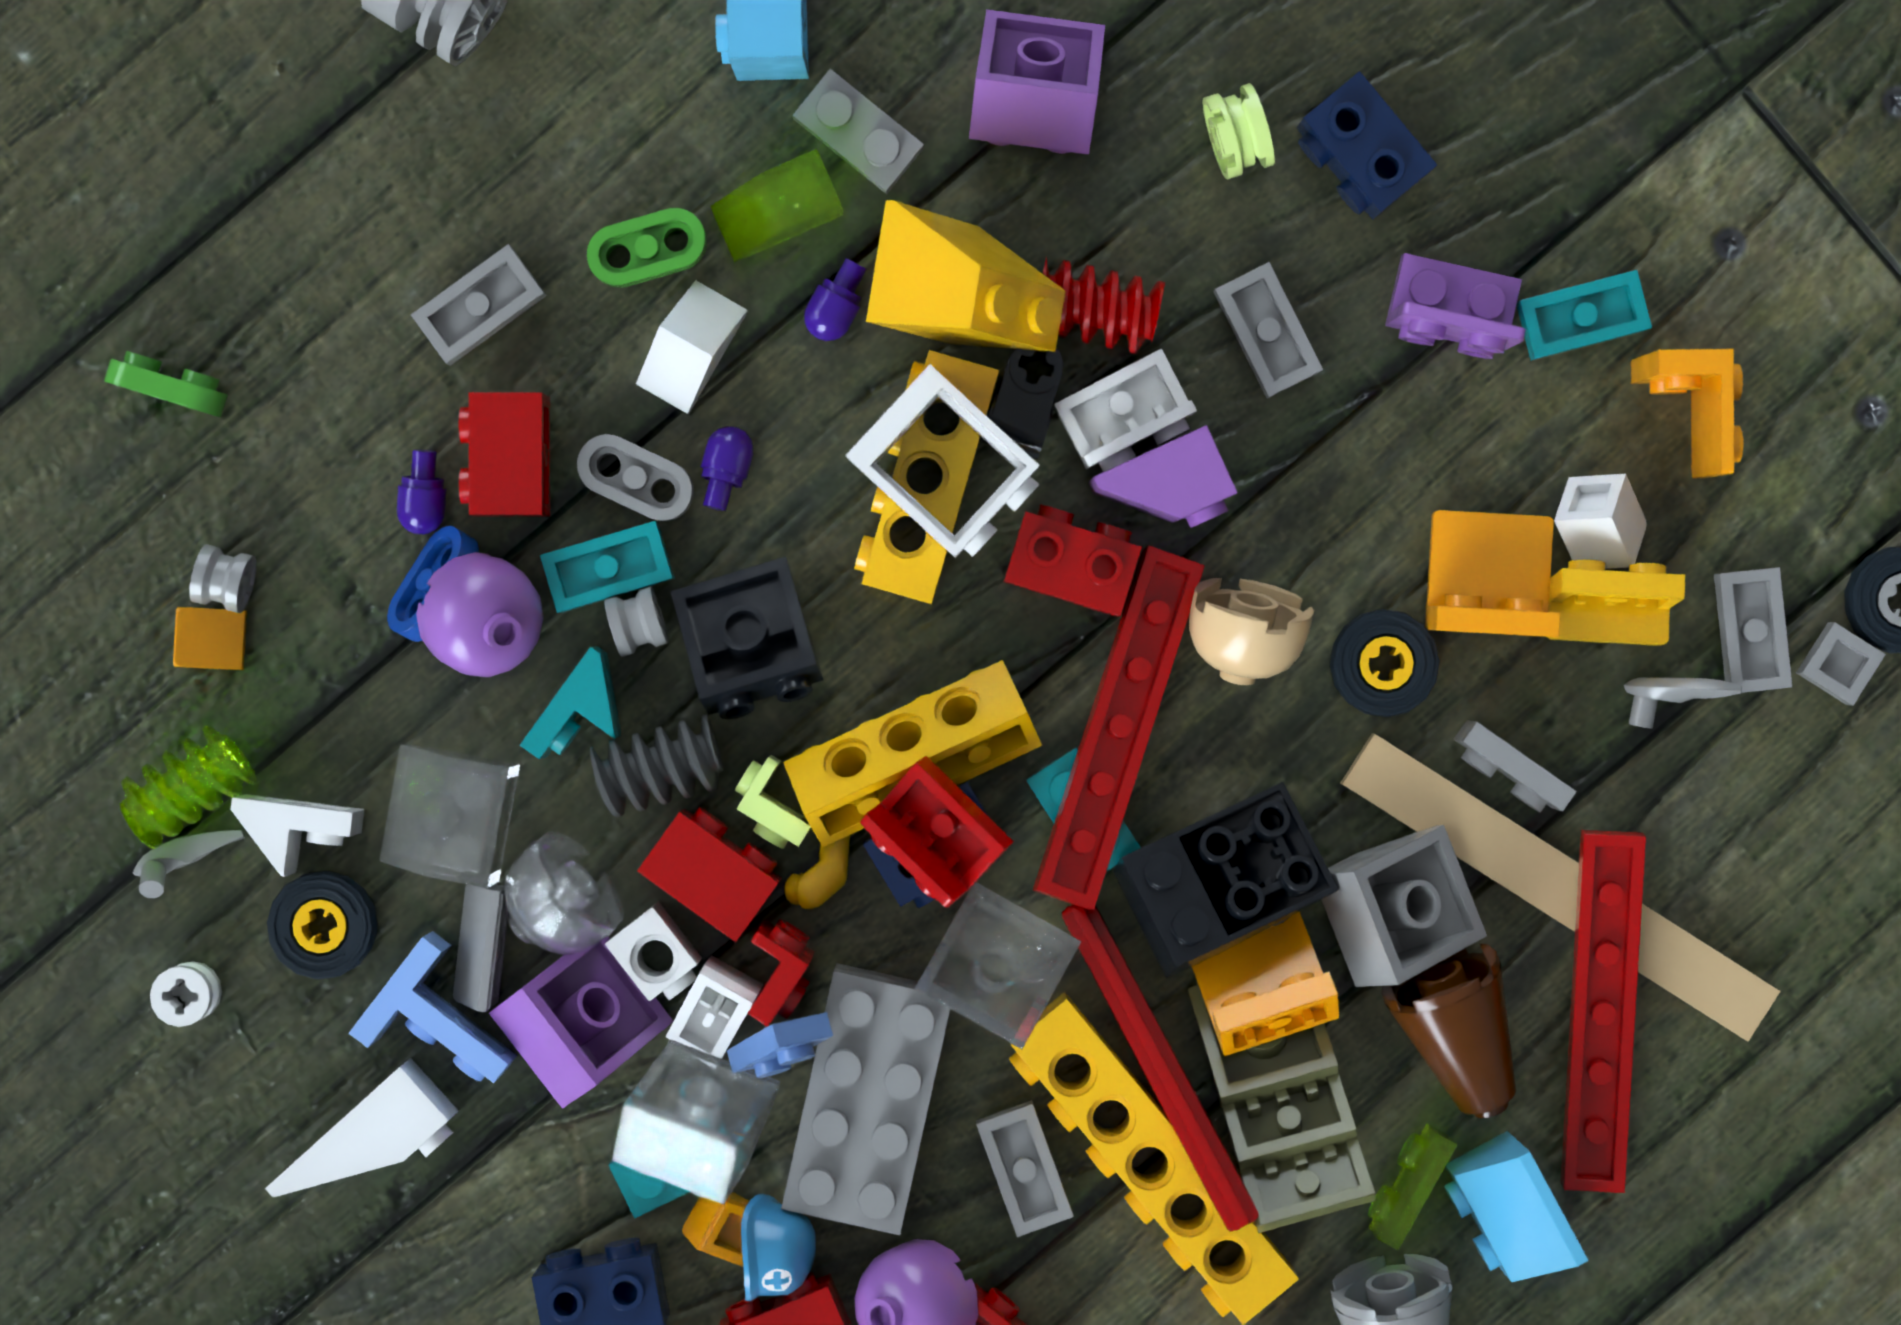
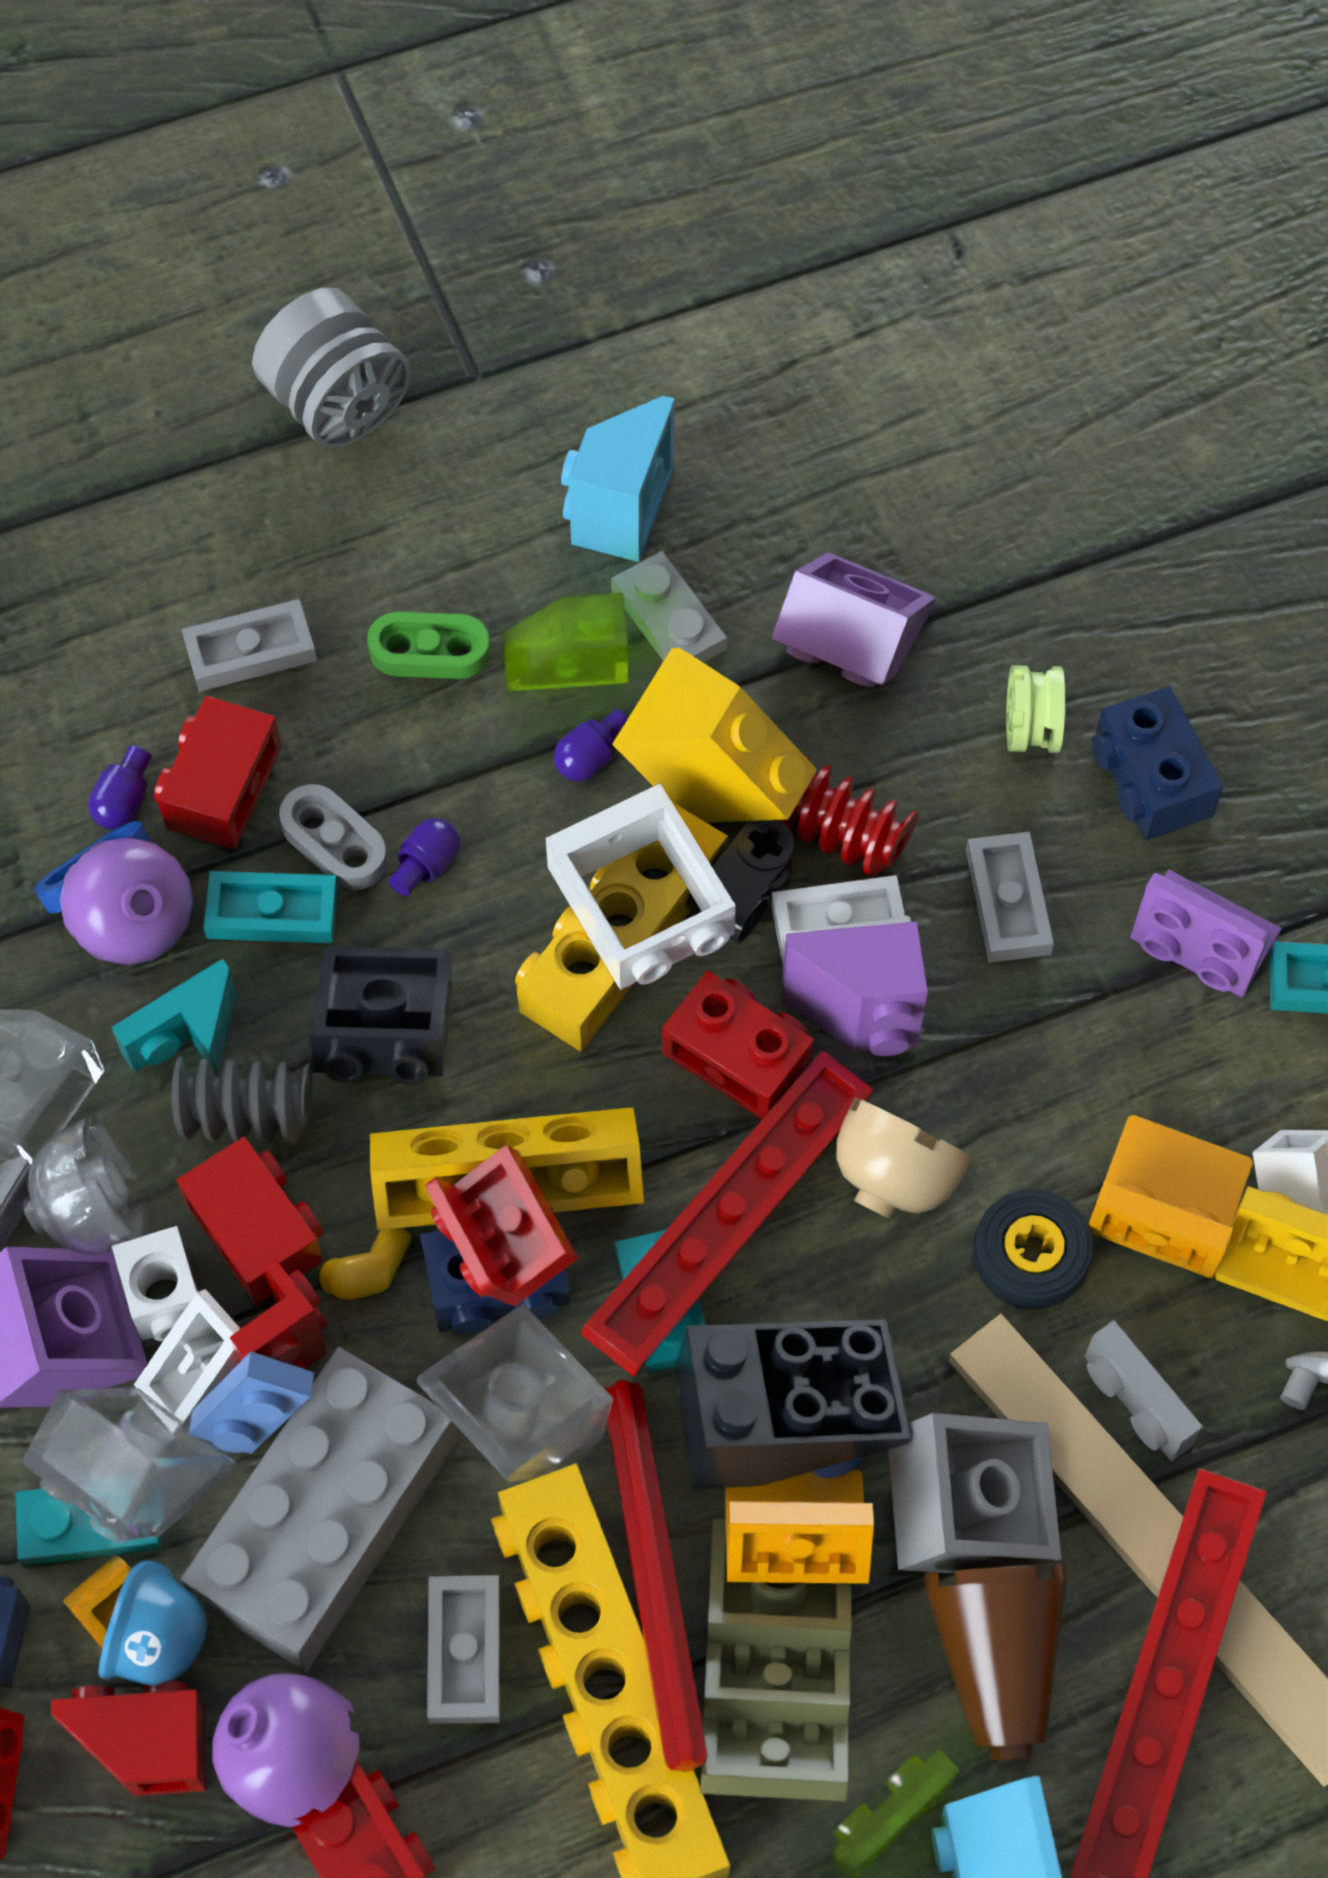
camera: 20 degrees right, 25 degrees down
(636, 621) = (278, 963): light grey wheel -> none
(690, 346) = (431, 742): white slope -> none
(774, 819) = (338, 1191): yellowish green bracket -> none

